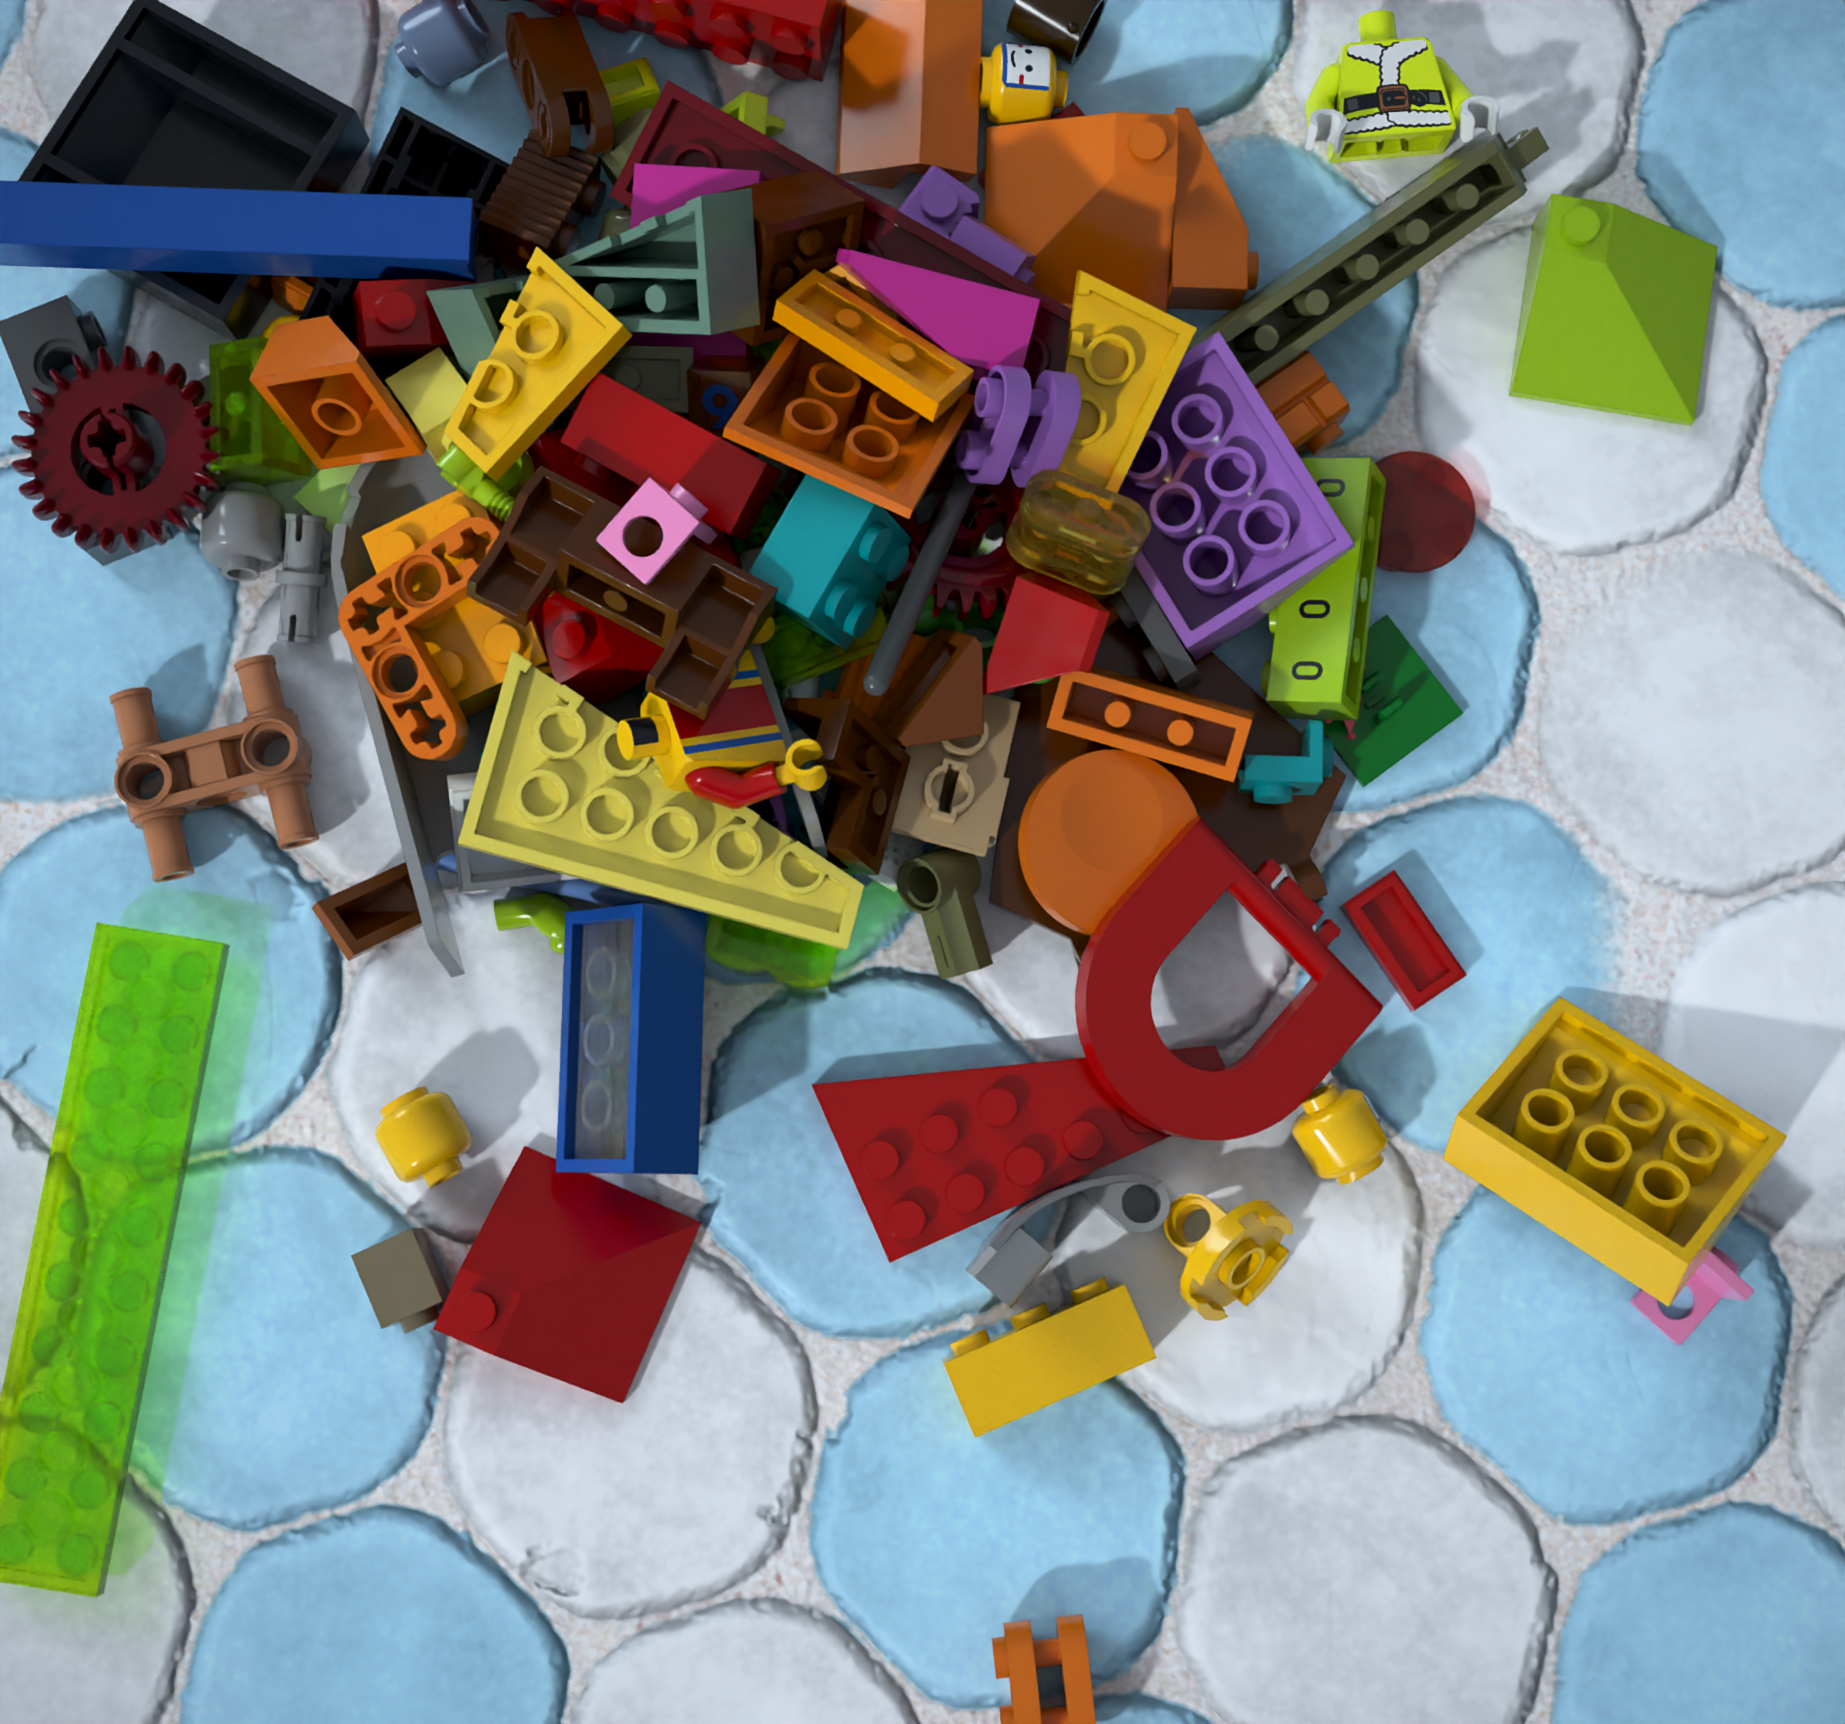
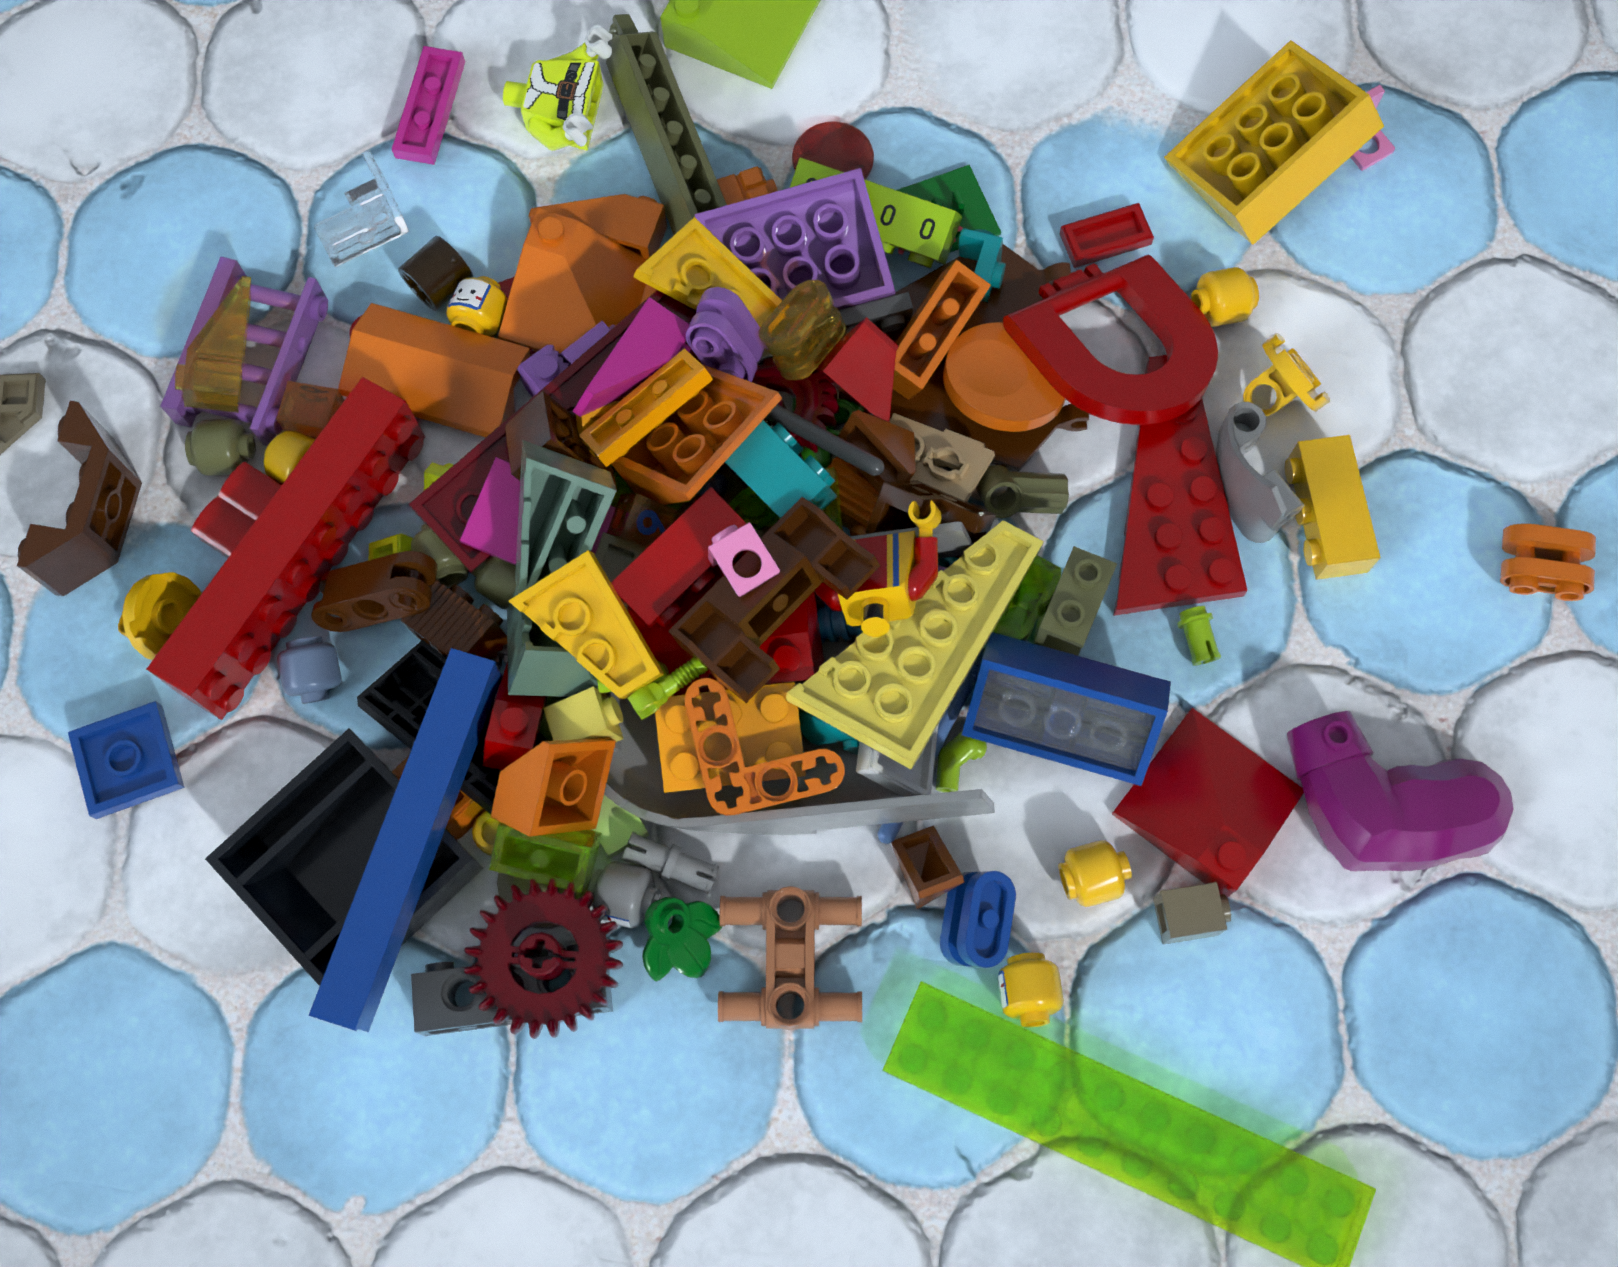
camera: 65 degrees left, 10 degrees down
(197, 624) = (683, 942): none -> green plate
(247, 1088) = (1030, 989): none -> yellow head
(317, 996) = (978, 920): none -> blue brick
(611, 1539) = (1397, 815): none -> magenta piece
(769, 1016) = (1075, 602): none -> olive panel
(805, 1208) = (1199, 635): none -> lime pin

